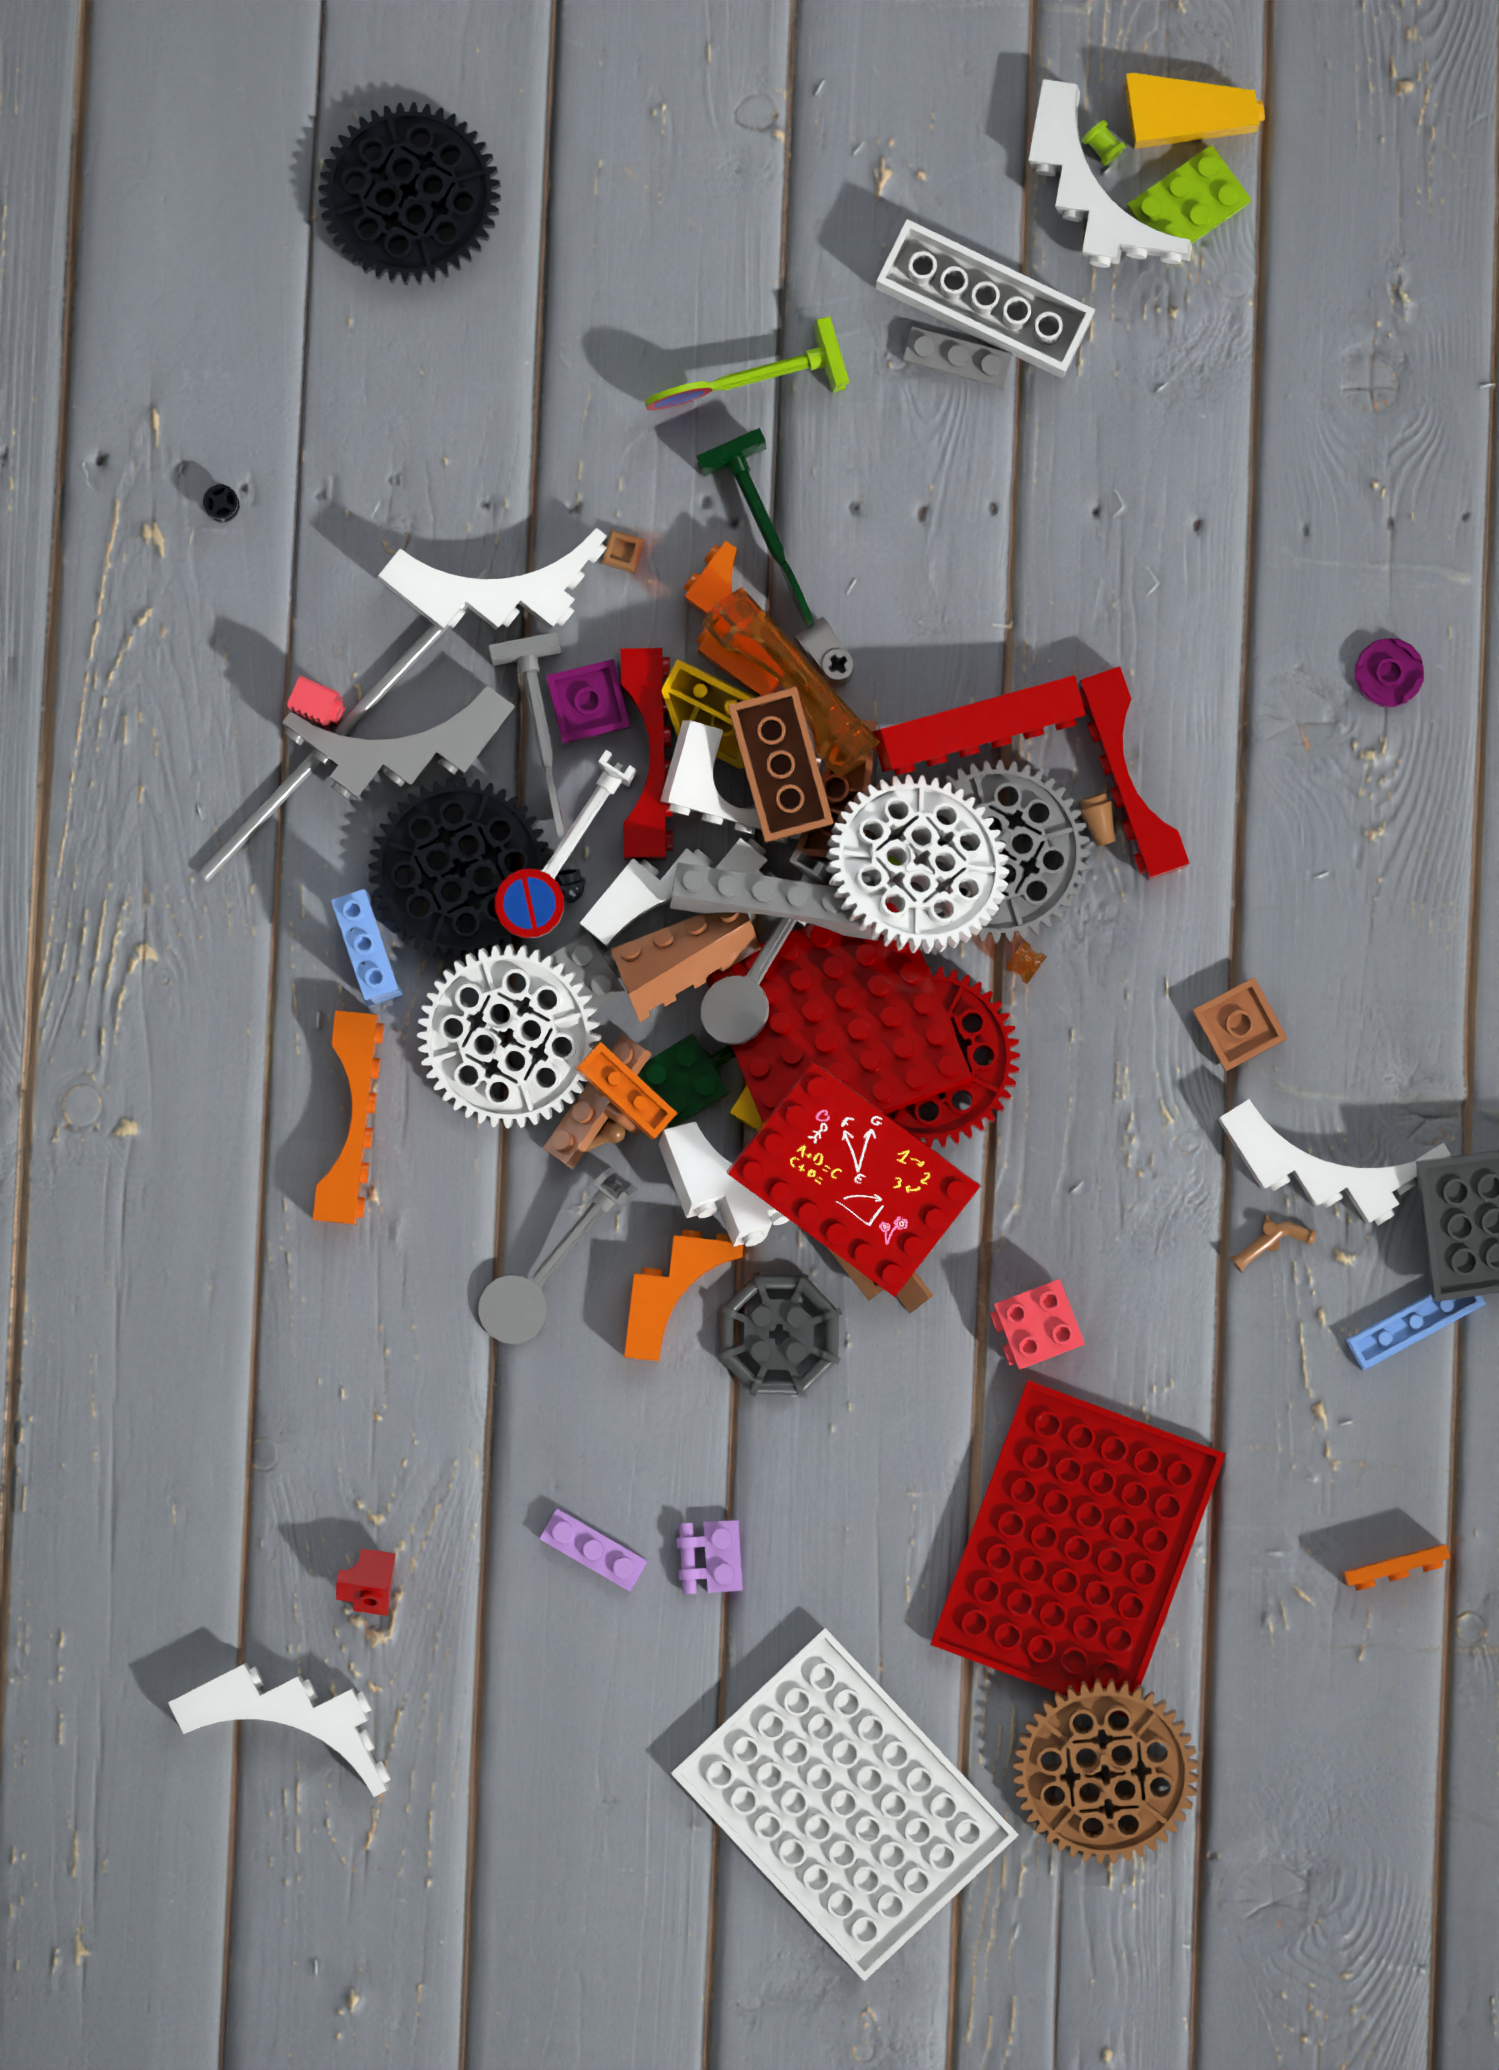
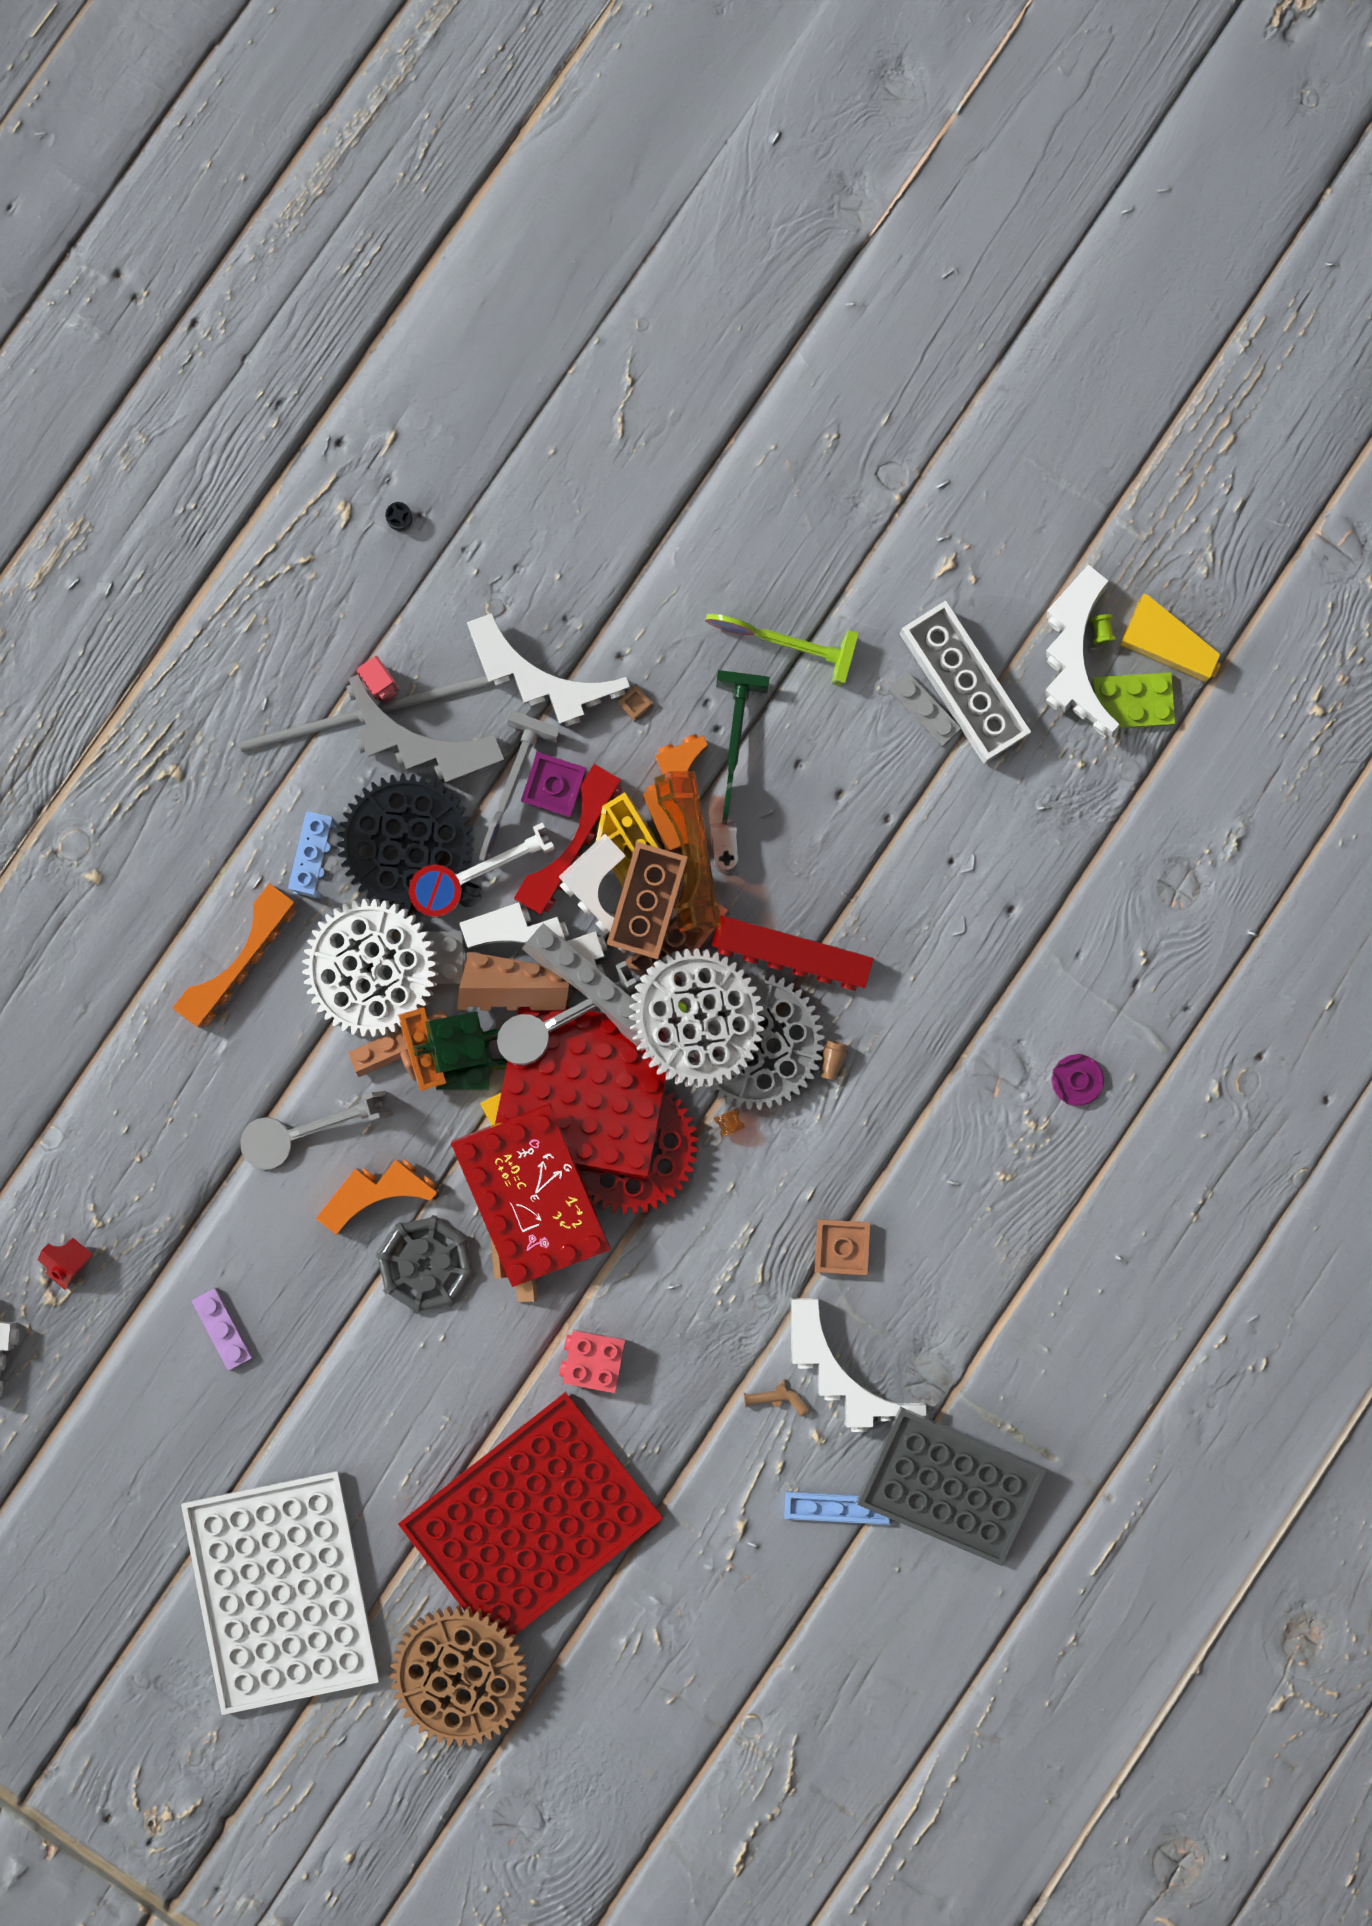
camera: 25 degrees right, 0 degrees up
(355, 208) = (681, 404): black gear -> none
(609, 1133) = (396, 1068): medium nougat piece -> none
(661, 1059) = (456, 1042): none -> dark green plate
(706, 1187) = (433, 1140): white arch -> none
(721, 1554) = (301, 1383): lavender plate -> none
(1157, 842) = (860, 1098): red arch -> none
(1396, 1567) = (728, 1659): orange plate -> none

